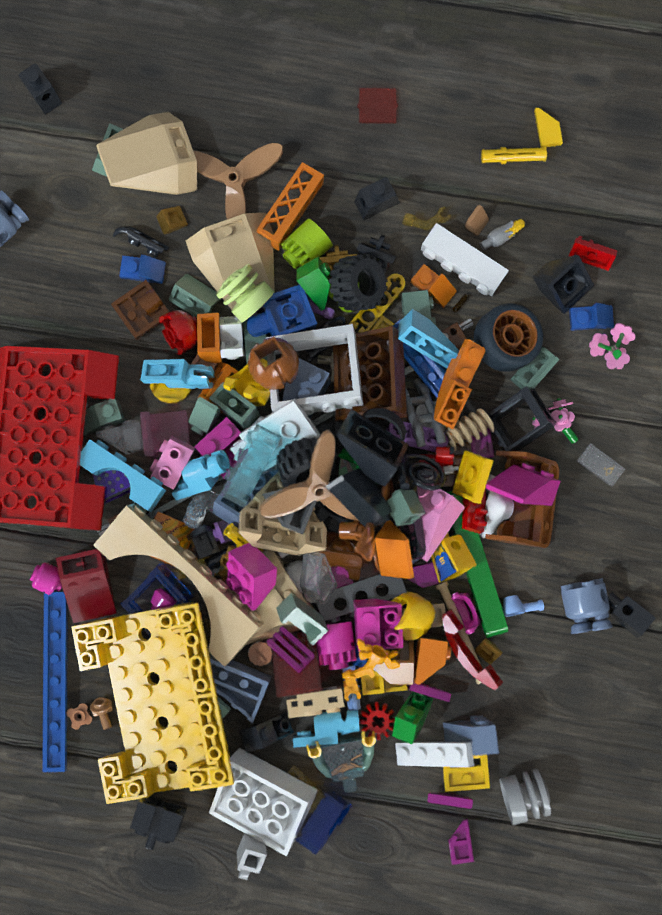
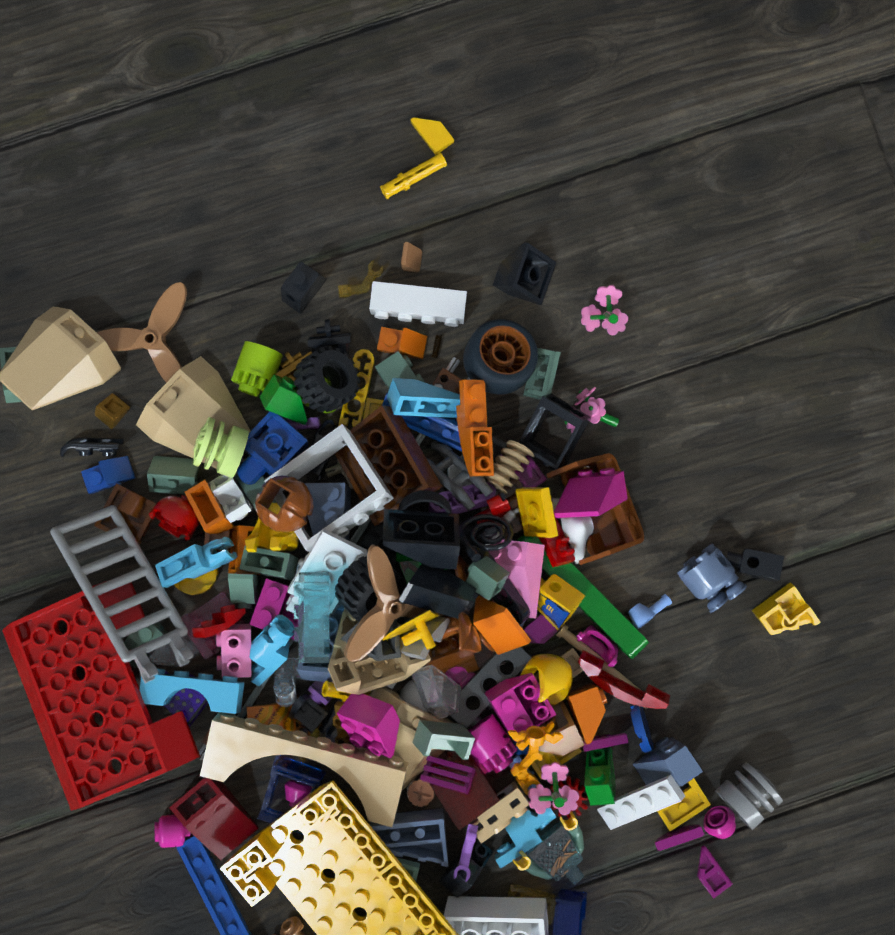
camera: 25 degrees left, 0 degrees up
(96, 422) = (138, 654): none -> light grey bar
(172, 431) = (221, 621): none -> red slope
(274, 717) = (469, 841): none -> medium lavender arm
(300, 205) = (231, 334): orange fence -> none
(329, 527) = (436, 628): none -> light grey slope
(330, 520) = (421, 633): none -> yellow shield
(373, 718) = (563, 799): none -> bright pink plant
(377, 105) = (256, 195): clear red piece -> none
(466, 696) = (641, 728): none -> blue tile
(488, 651) = (639, 671): pearl gold slope -> none
(490, 806) = (720, 822): none -> dark pink cone
(502, 234) = (442, 258): light grey piece -> none
(593, 254) = (539, 232): red plate -> none
(594, 317) = (570, 294): blue slope -> none
(600, 464) = (653, 433): clear tile -> none
(633, 665) = (785, 611): none -> yellow slope

